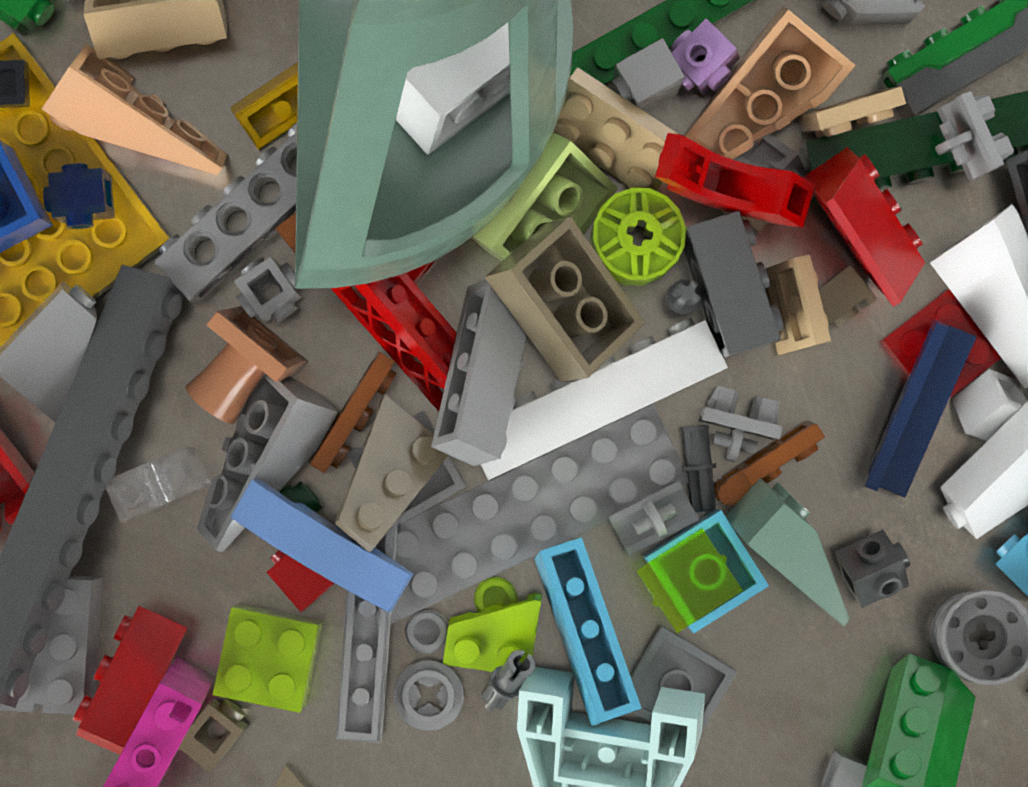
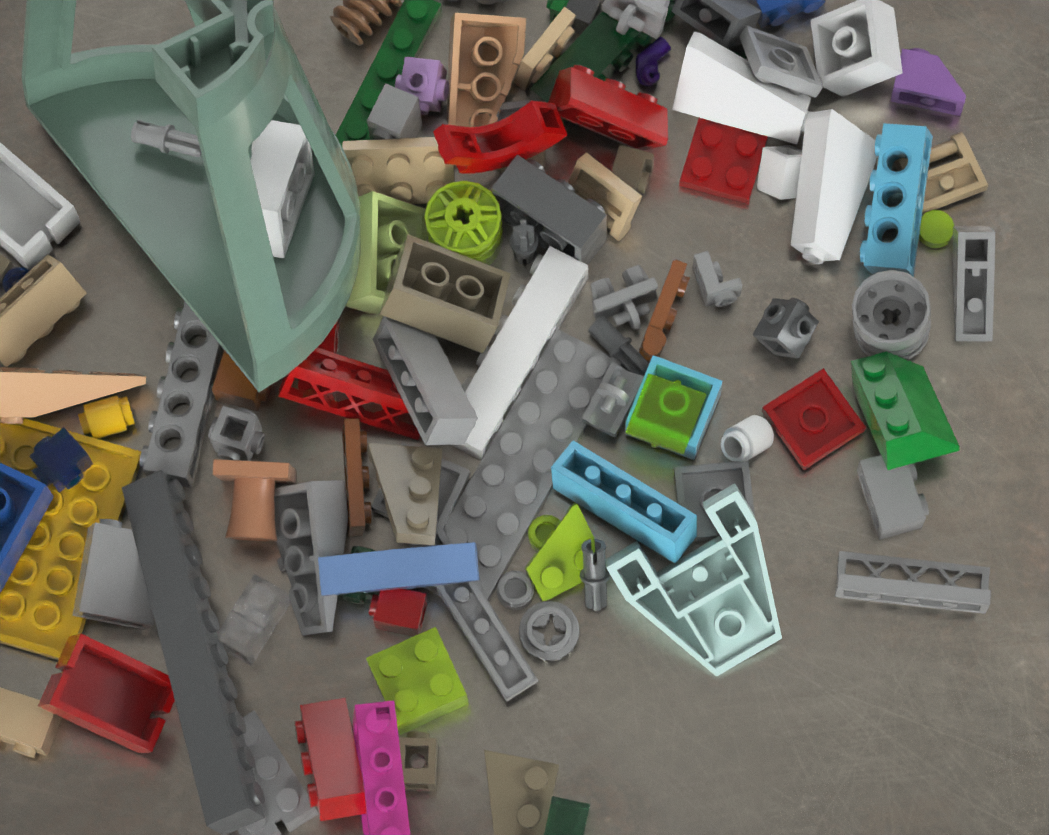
camera: 30 degrees left, 15 degrees down
(161, 179) = (106, 417): none -> yellow brick
(270, 108) = (152, 316): yellow slope -> none
(751, 652) = (747, 439): none -> white brick
(777, 530) = (718, 344): sand green slope -> none
(831, 674) = (813, 419): none -> red plate
(835, 461) = (709, 281): none -> light grey bracket
(919, 408) = (736, 204): dark blue fence -> none
(942, 192) = (647, 61): none -> dark purple arm

